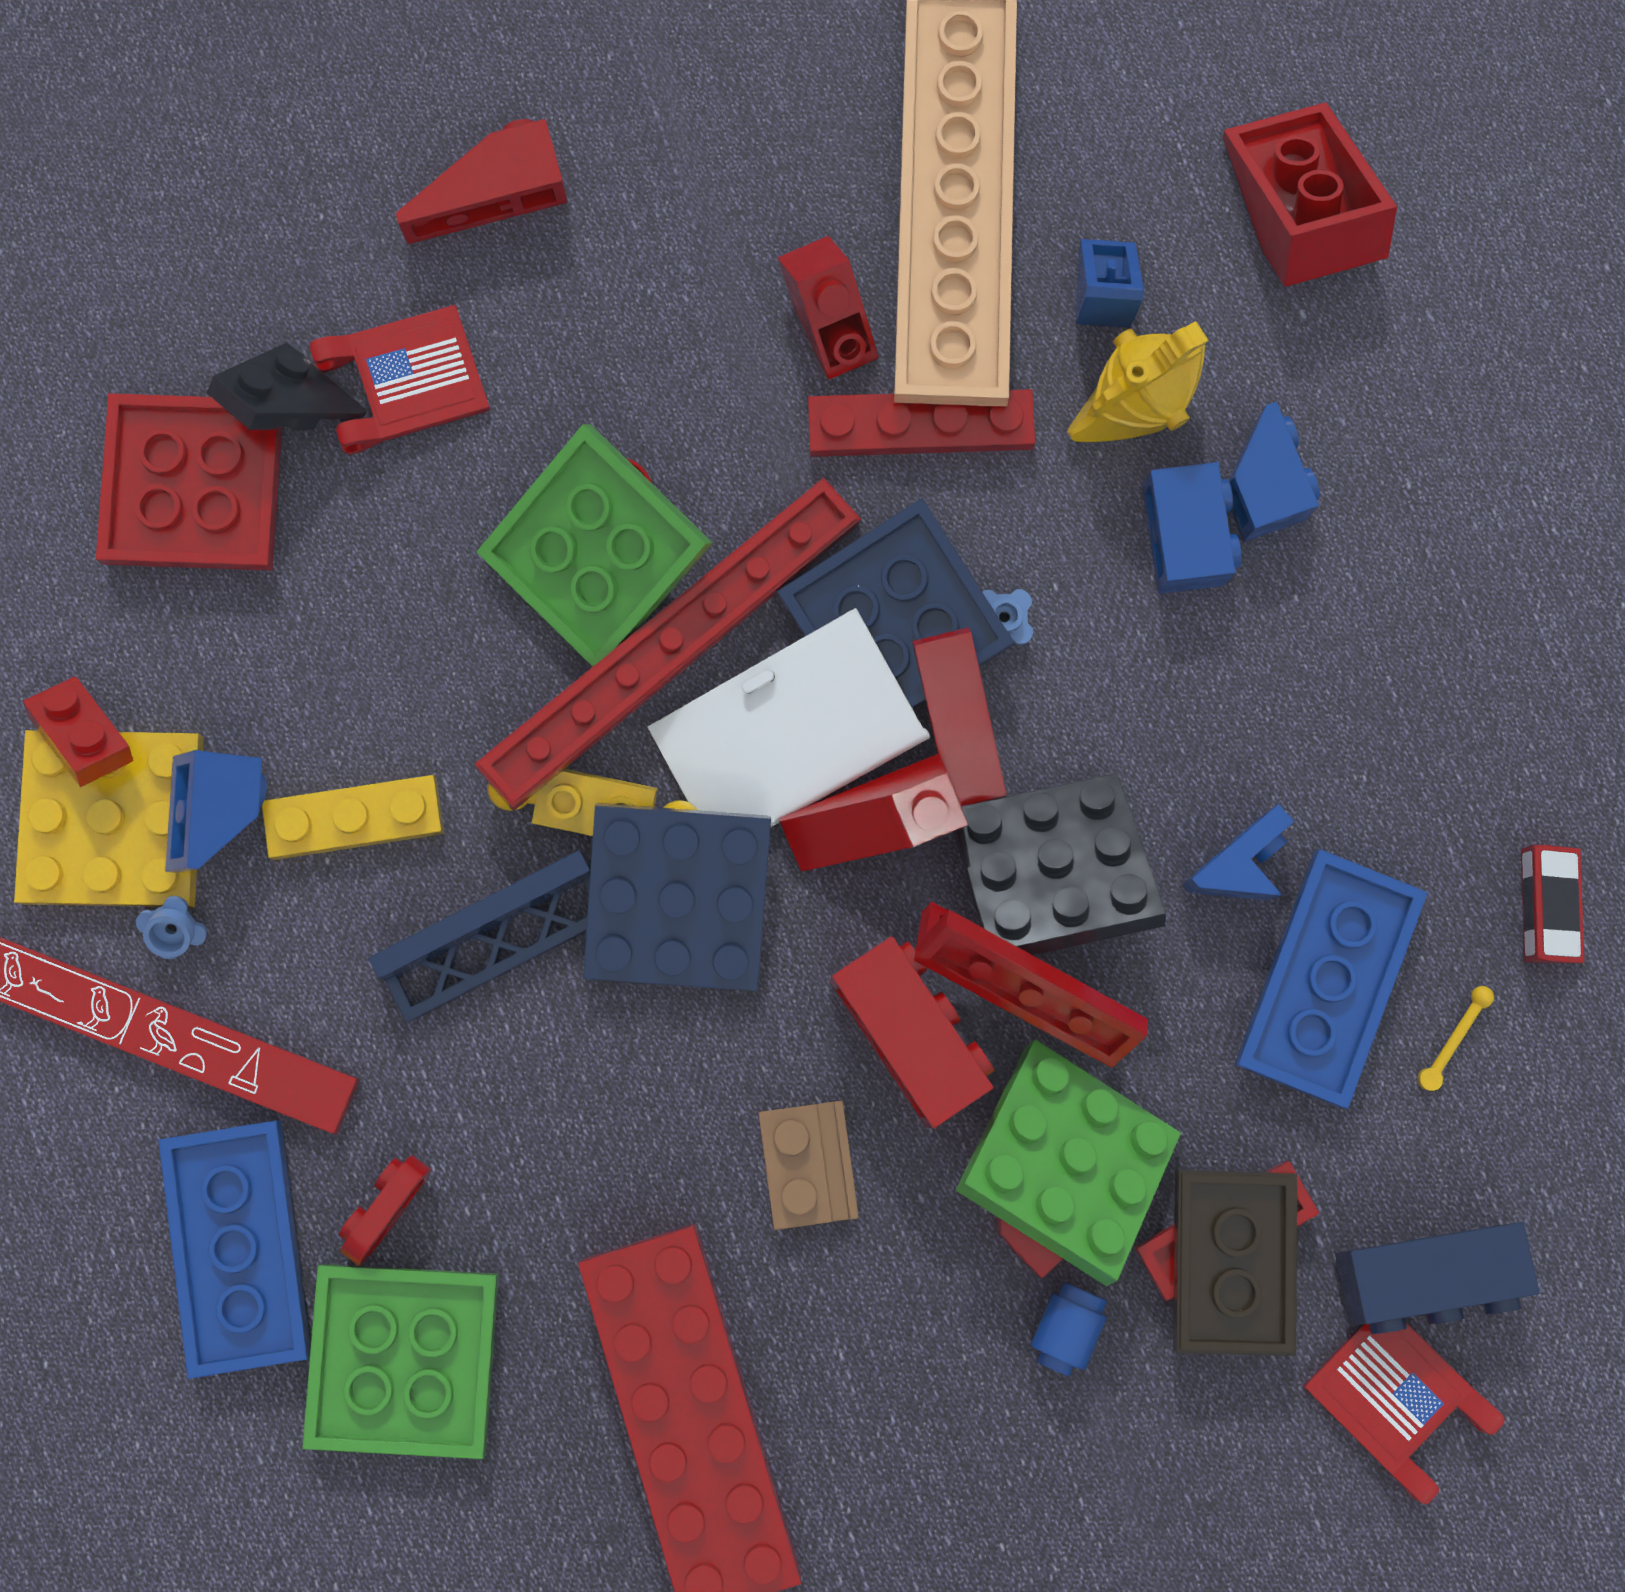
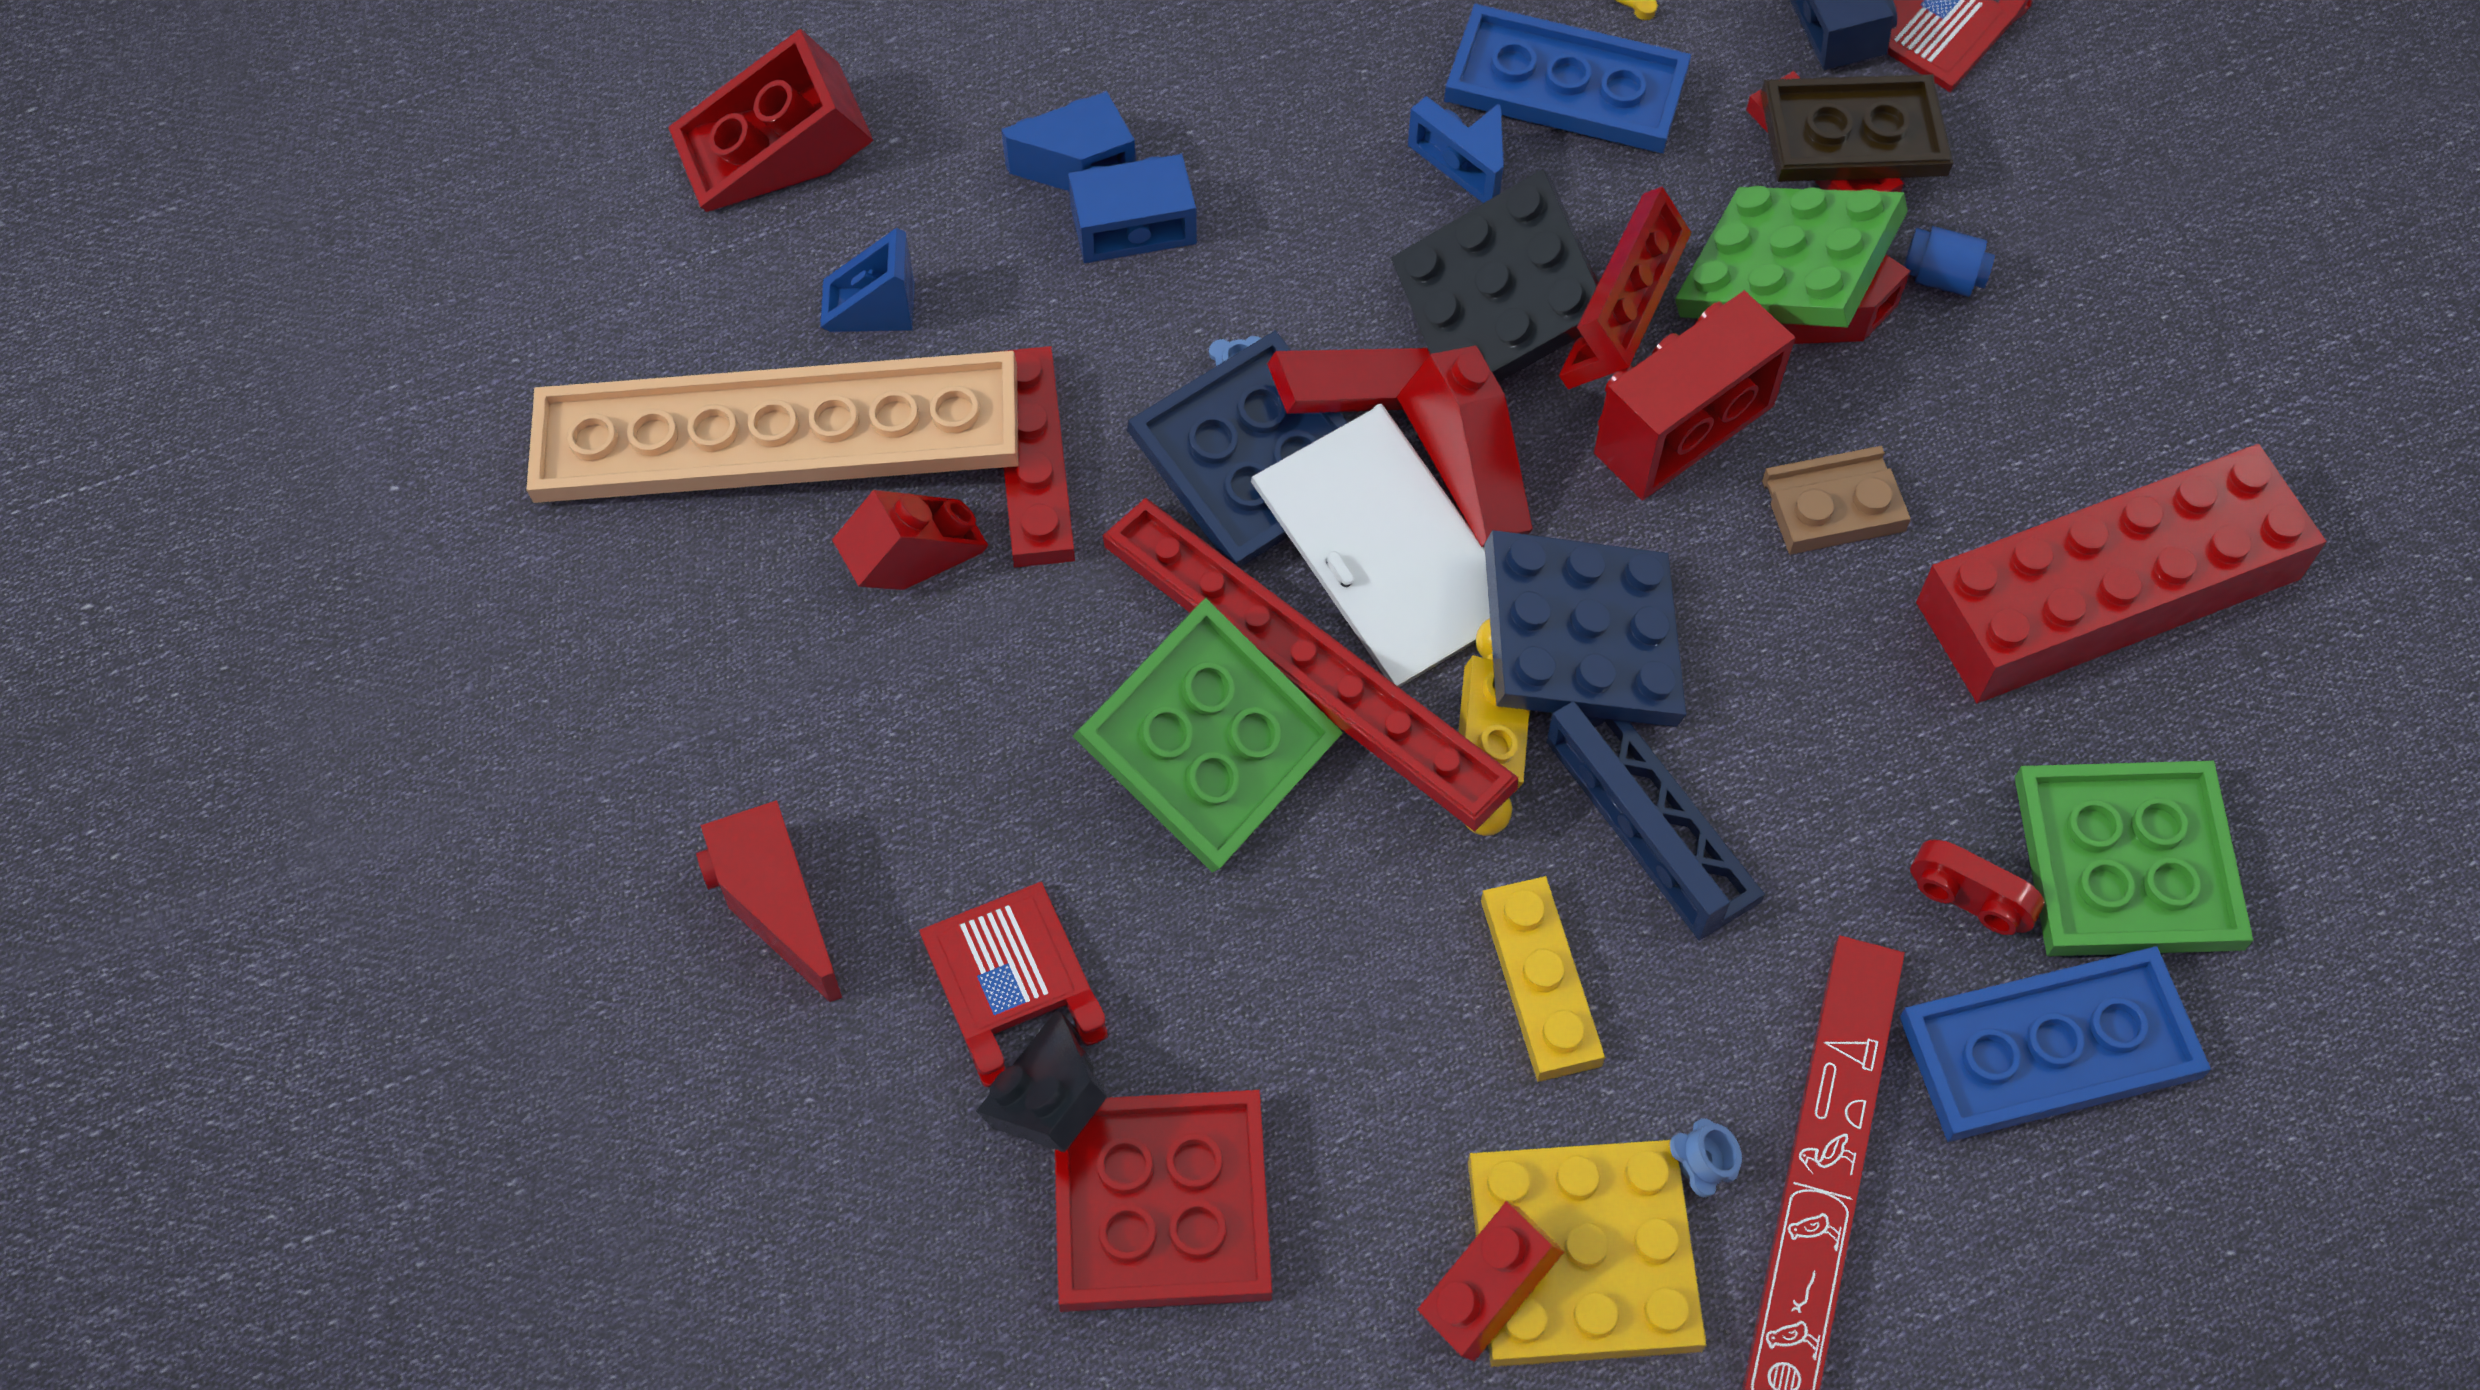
camera: 90 degrees left, 20 degrees down
(210, 804) = (1565, 1114): blue slope -> none
(1143, 386) = (986, 243): yellow helmet -> none

